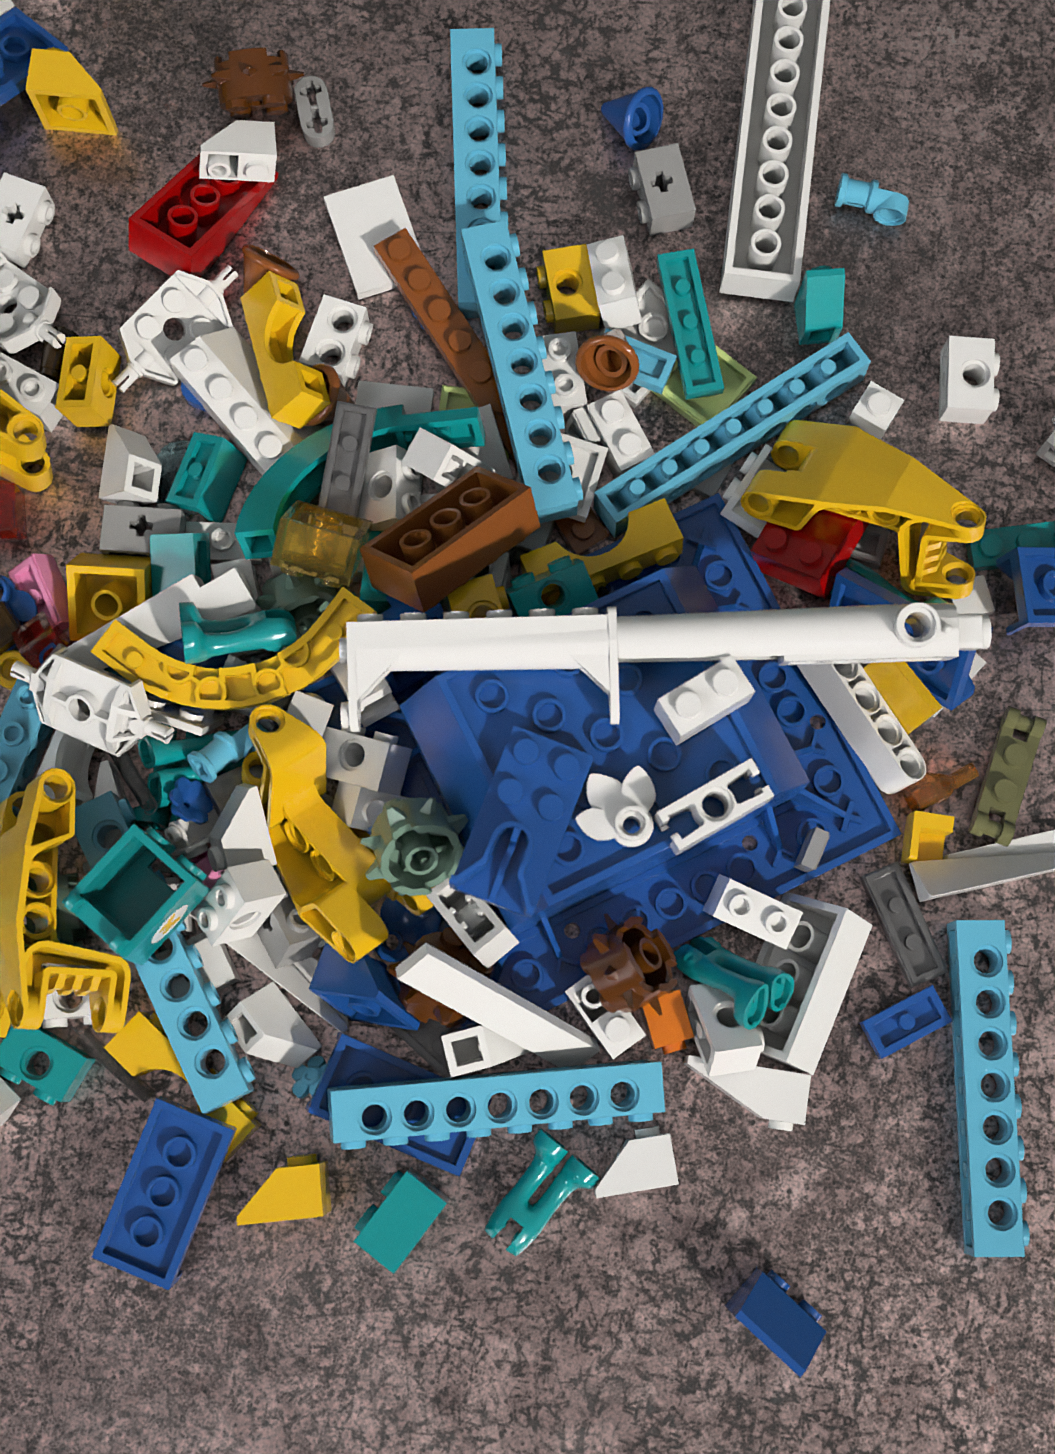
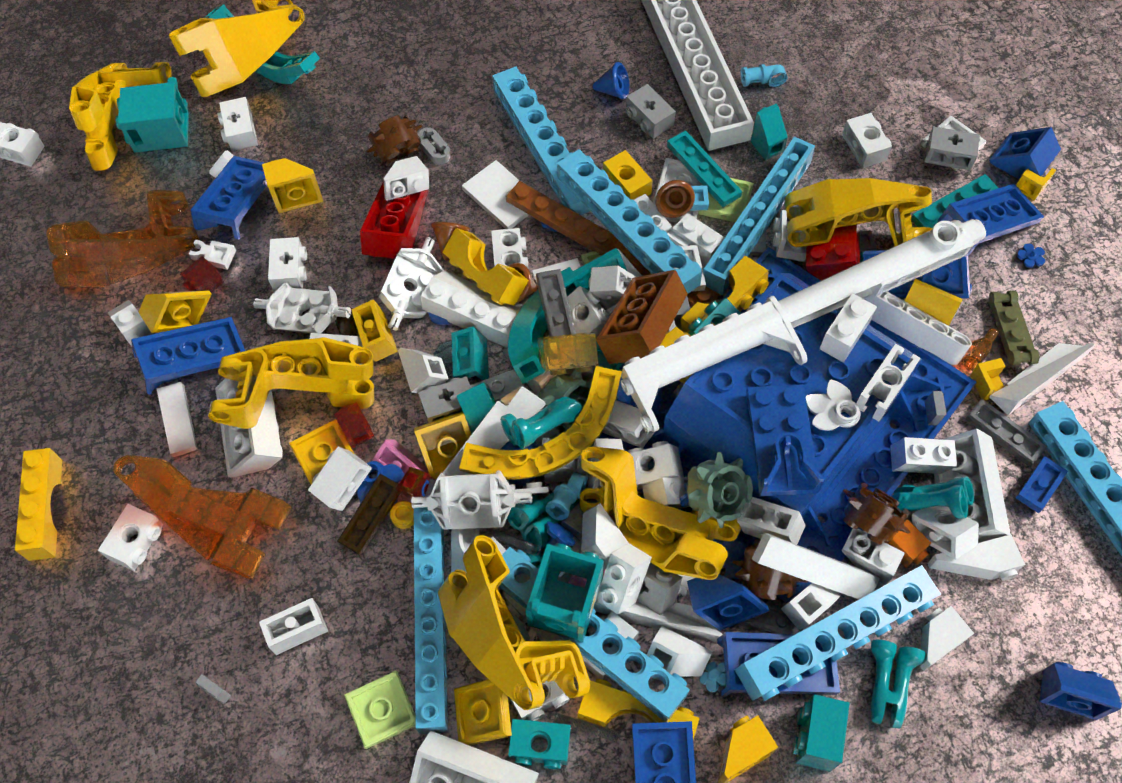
camera: 20 degrees left, 15 degrees down
(614, 283) = (653, 162): white brick -> none
(875, 410) = (828, 169): white brick -> none

